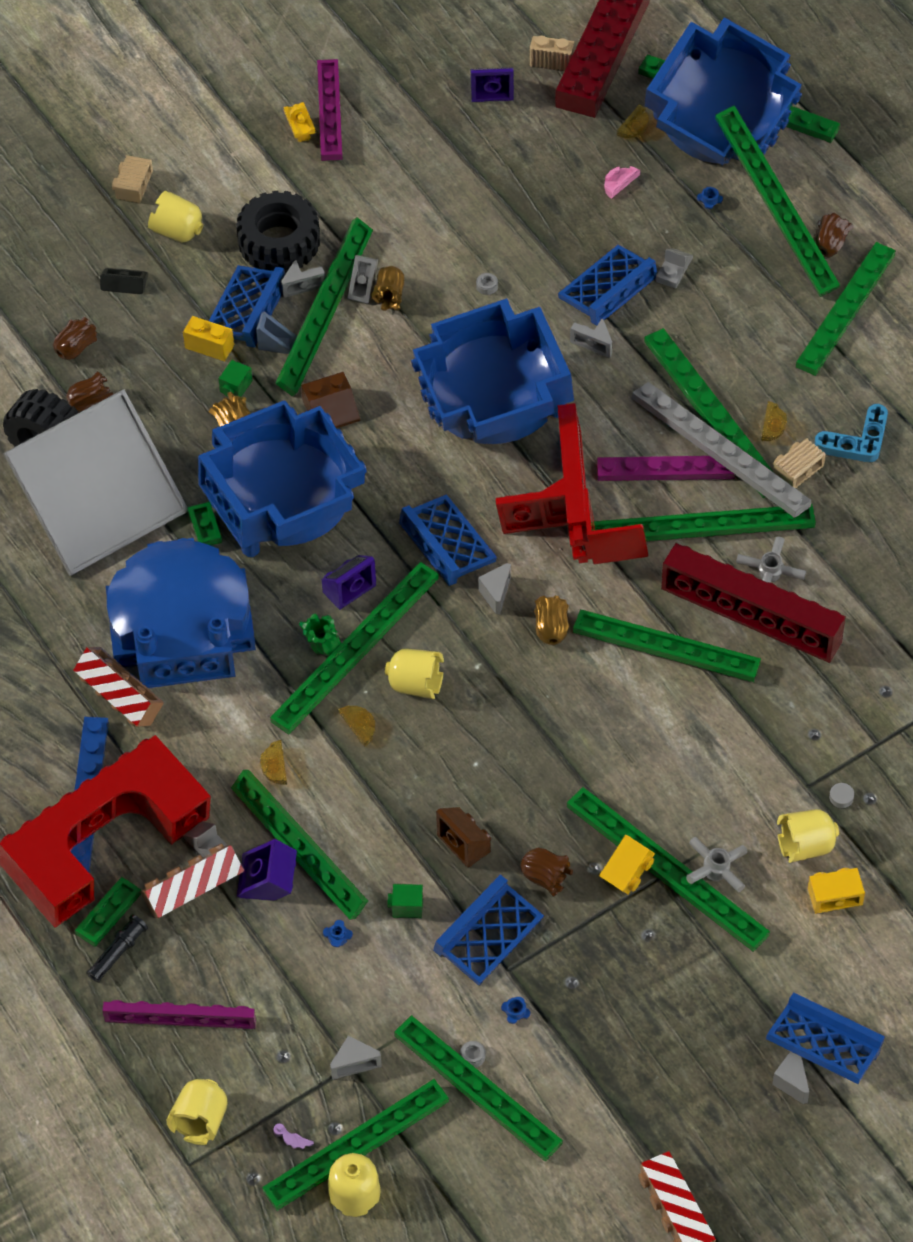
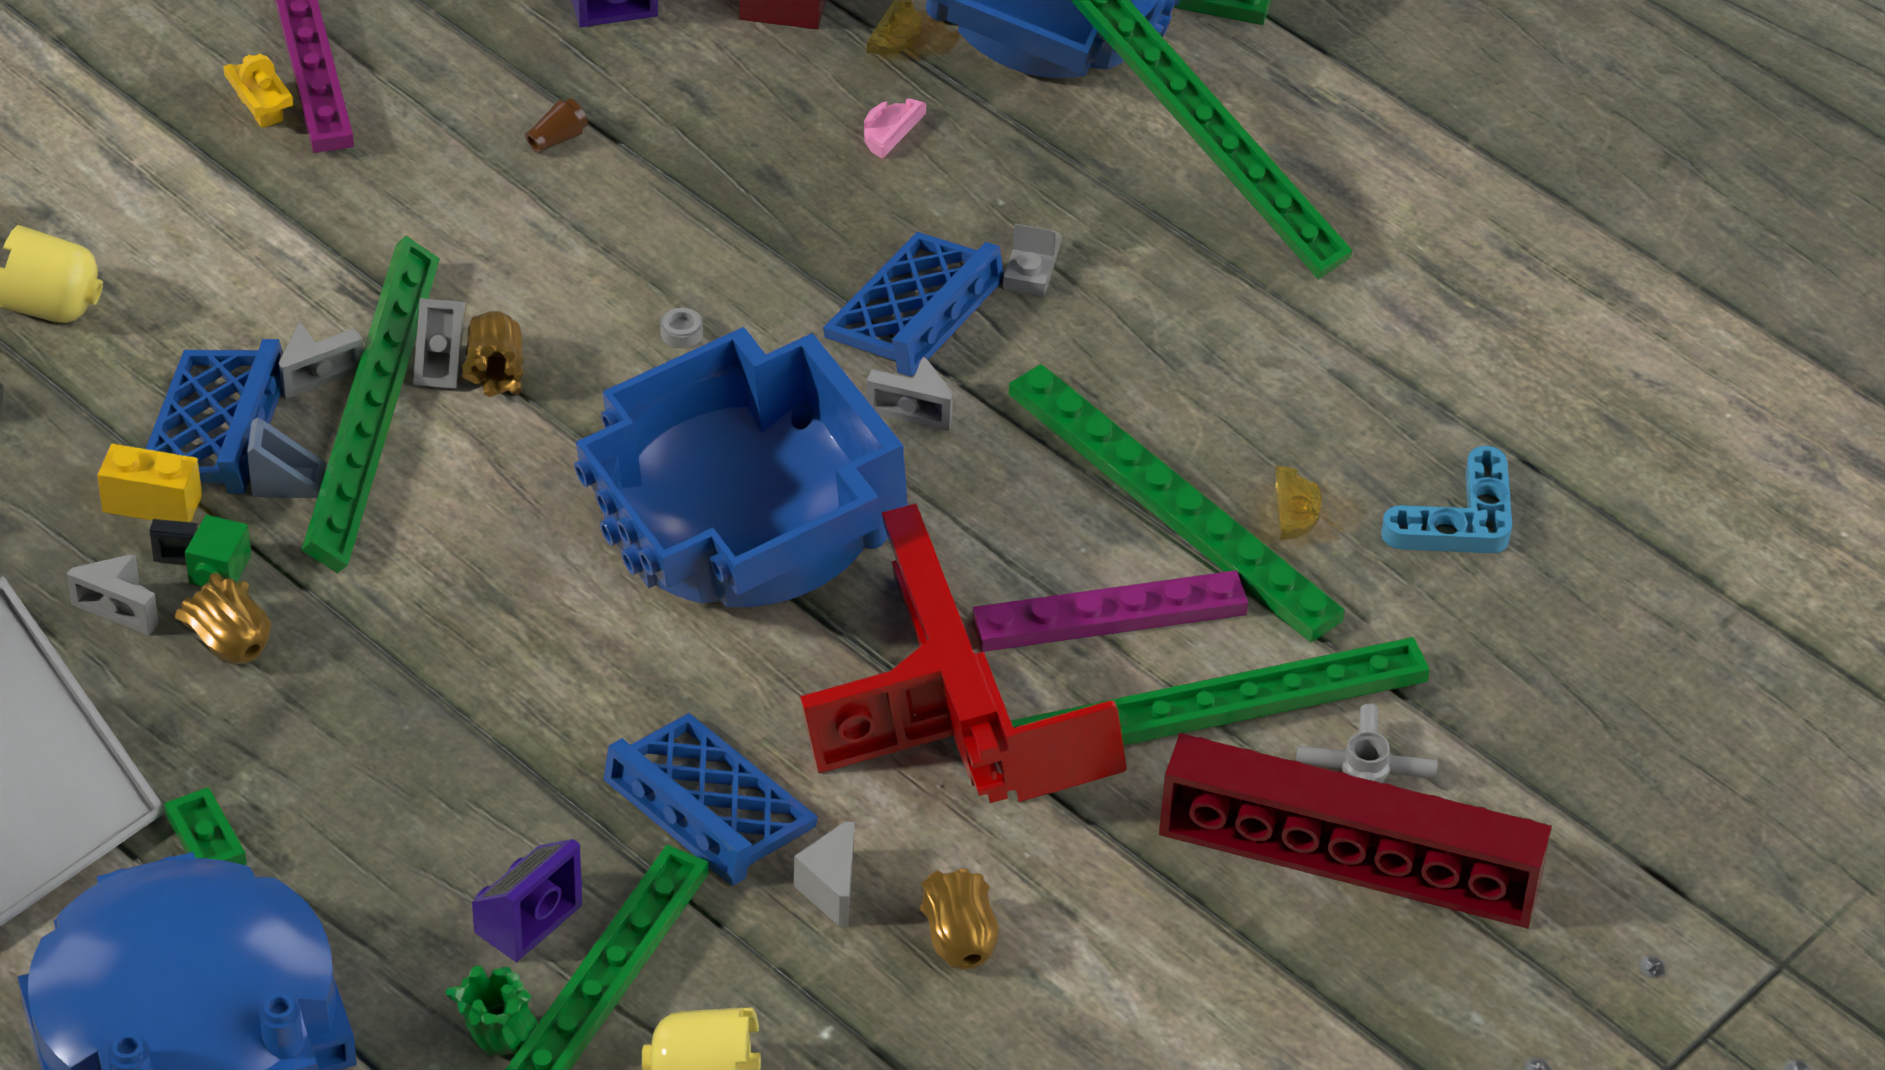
camera: 15 degrees left, 10 degrees down
(182, 393) = (114, 592): none -> light grey slope
(213, 369) = (171, 540): none -> black tile
(275, 211) = (247, 243): black tyre -> none
(280, 476) = (350, 713): blue windscreen -> none
(334, 397) = (419, 572): reddish brown slope -> none
(447, 160) = (558, 125): none -> reddish brown cone
(667, 645) = (1201, 937): green plate -> none
(710, 197) = (1068, 134): blue plate -> none
(722, 449) = (1215, 561): light grey plate -> none
(799, 463) = (1366, 568): tan brick -> none
(831, 234) = (1315, 164): reddish brown piece -> none
(845, 309) = (1371, 295): green plate -> none

